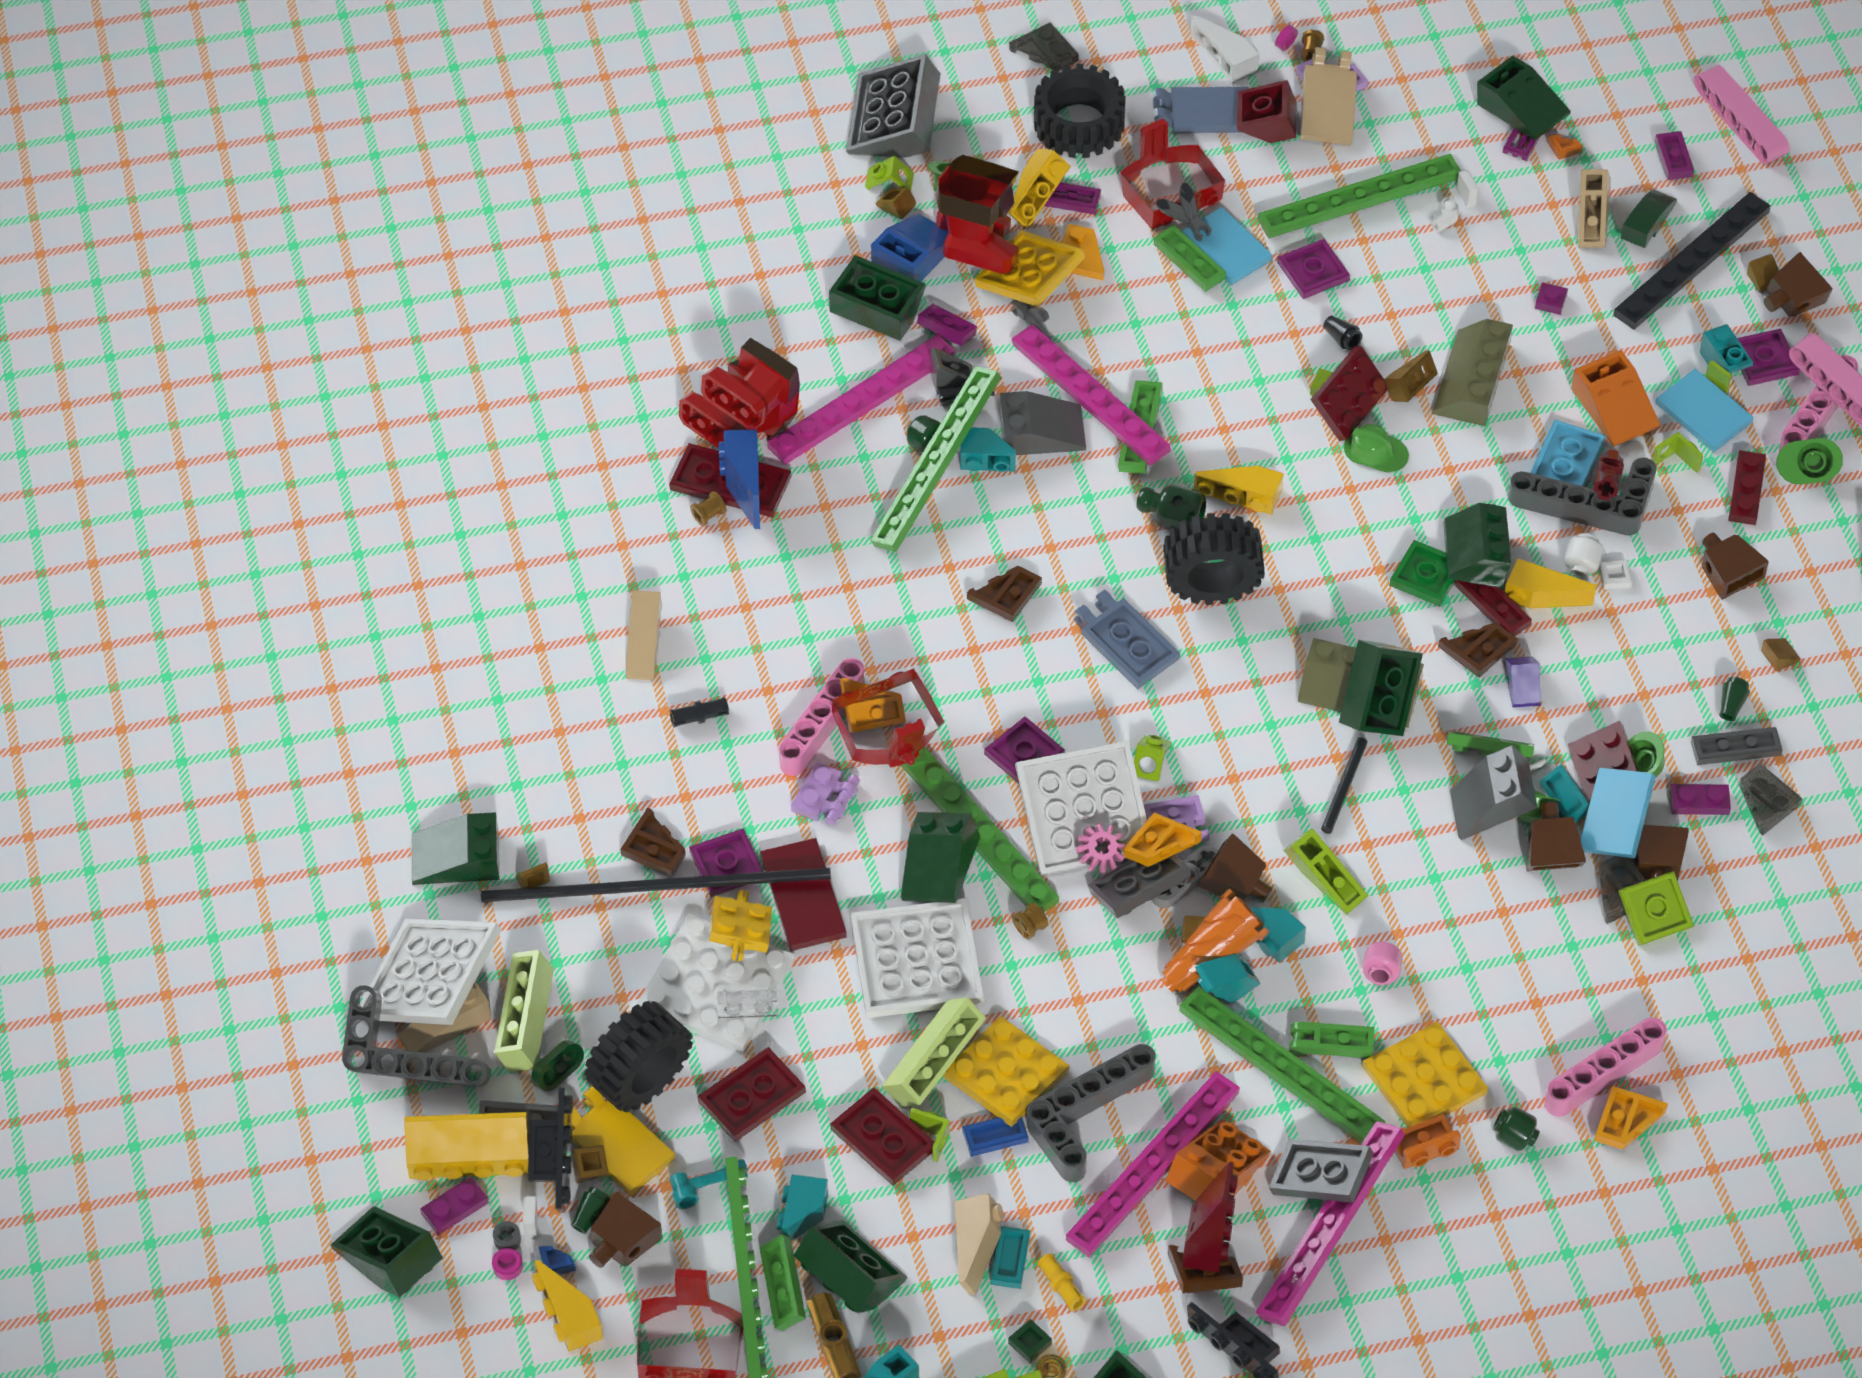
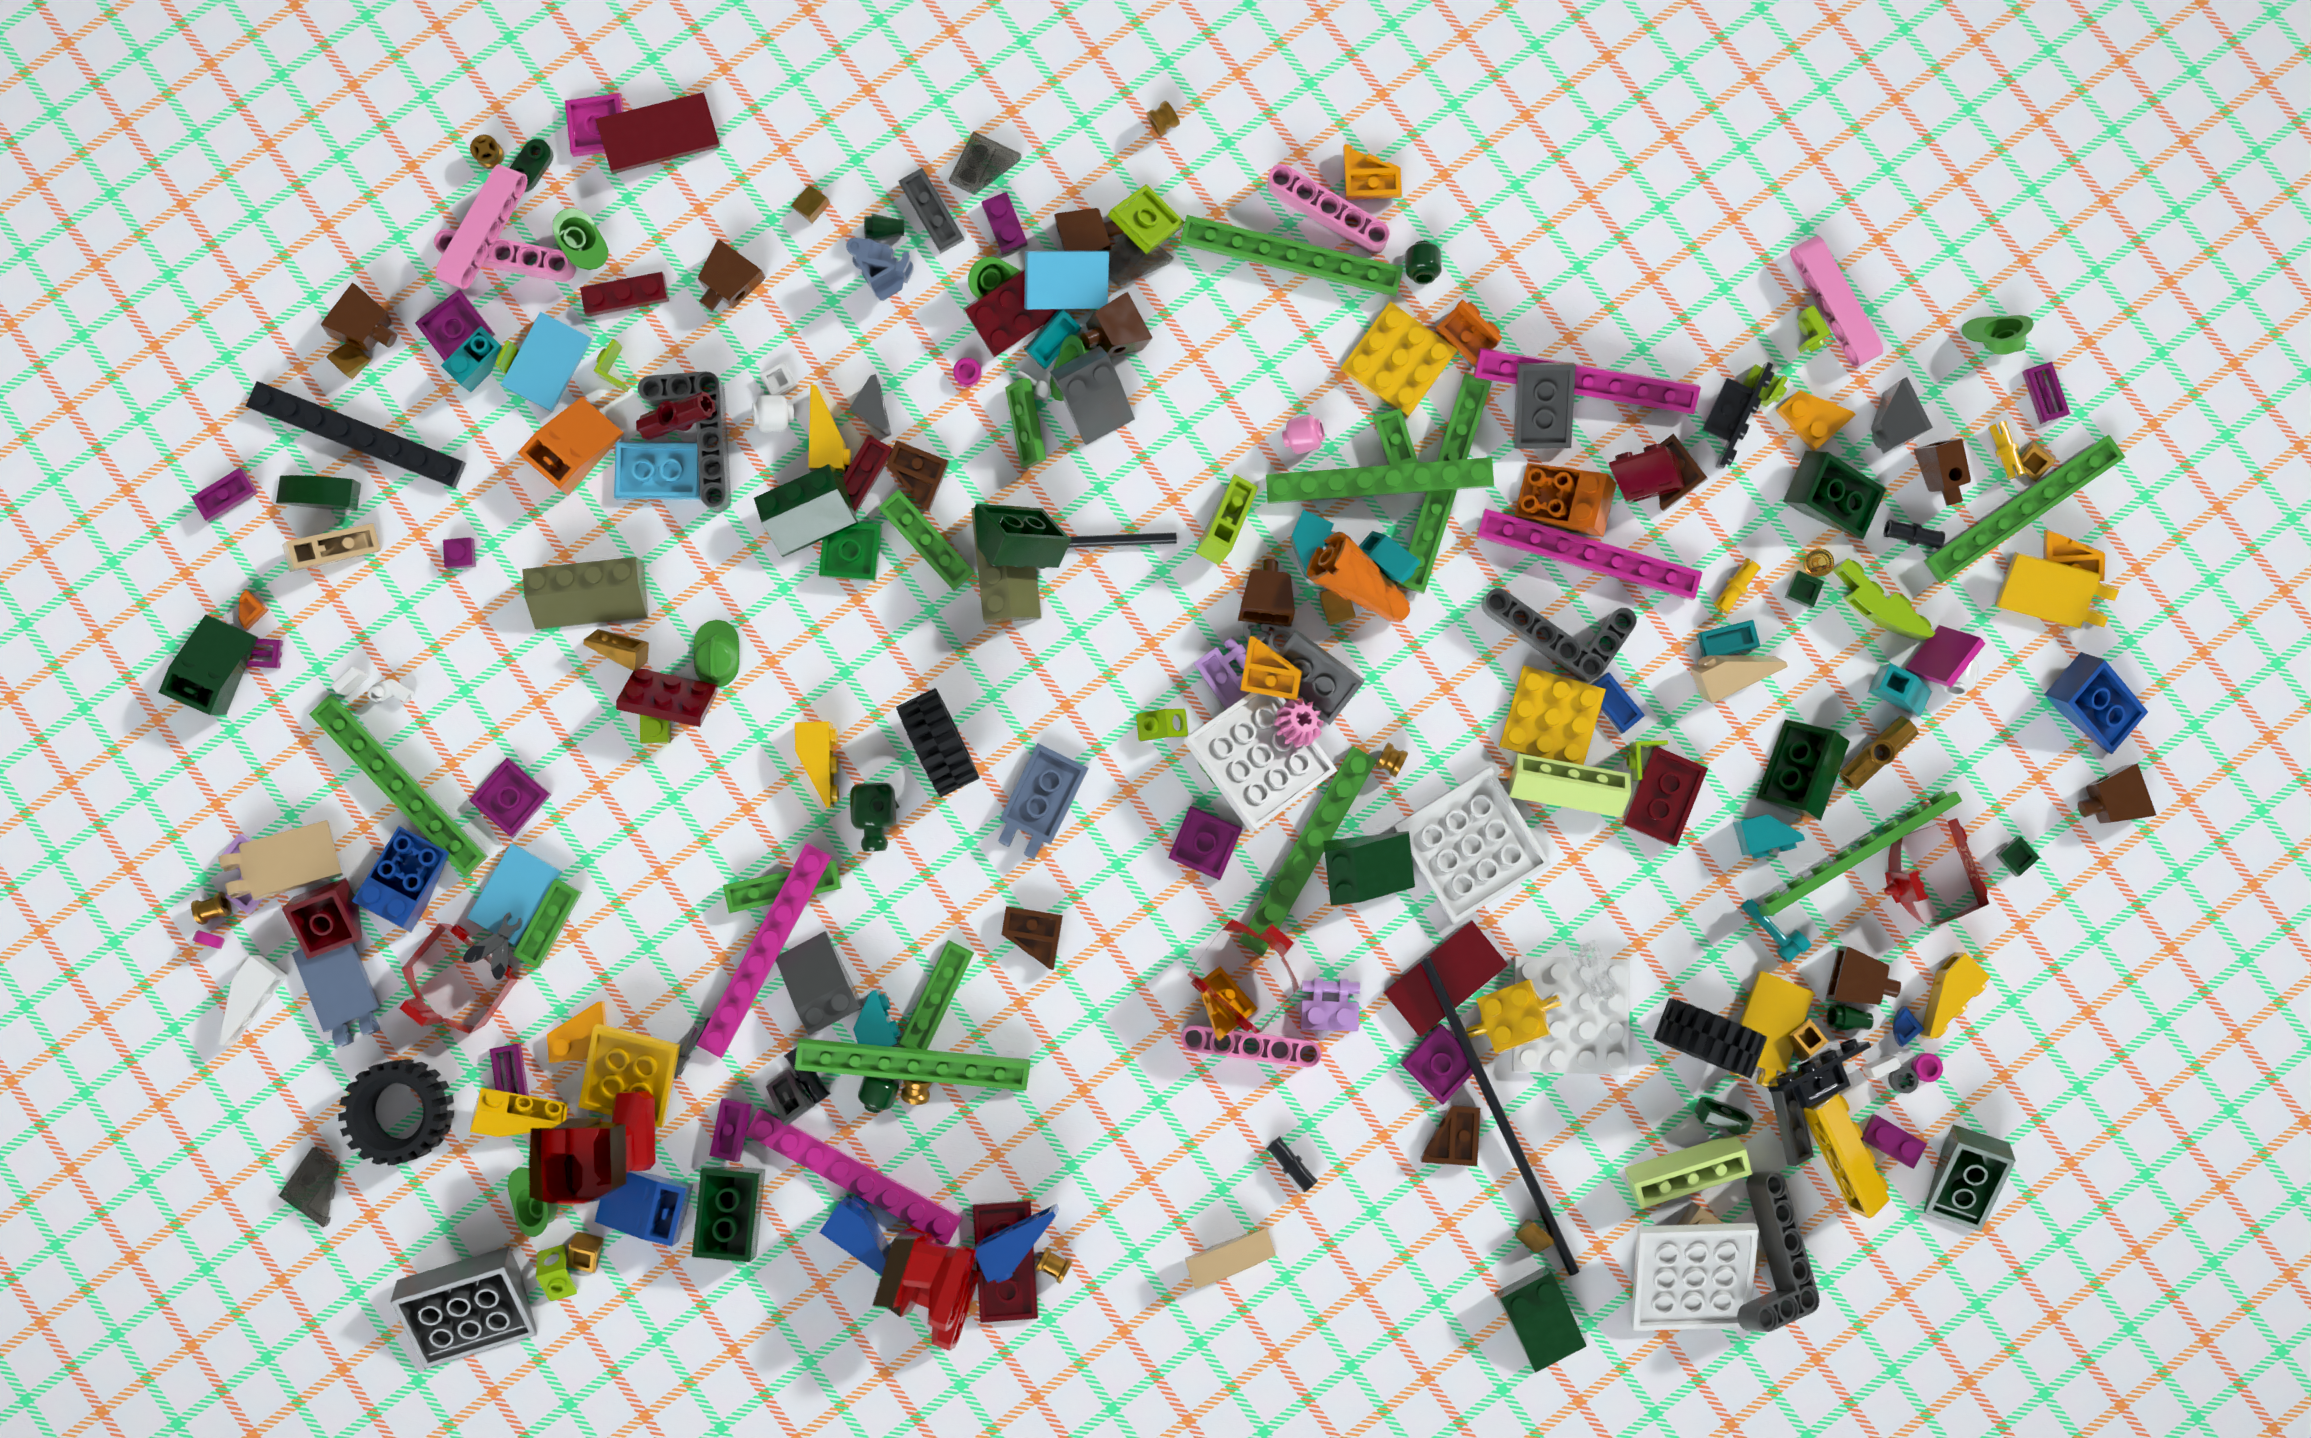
camera: 115 degrees left, 30 degrees up
(751, 1094) = (1674, 930): dark red plate -> none
(782, 1282) = (1845, 819): bright green plate -> none
(821, 372) = (857, 1233): none -> blue slope
(908, 458) = (915, 1092): none -> pearl gold wheel
(986, 506) = (936, 997): none -> bright green tile
(1273, 169) = (402, 879): none -> blue slope
(1306, 1008) = (1380, 480): none -> bright green plate
(1343, 332) = (585, 735): black cone -> none
(1418, 629) = (926, 540): none -> bright green plate
(1523, 681) = (935, 421): slope -> none
(1557, 632) = (870, 406): none -> dark grey slope
(1562, 721) = (967, 372): none -> dark pink tile
(1569, 1020) = (1291, 255): none -> bright green plate
(1691, 673) = (880, 267): none -> sand blue piece
(1741, 114) = (143, 447): bright pink beam -> none
(1756, 960) = (1163, 118): none -> pearl gold wheel

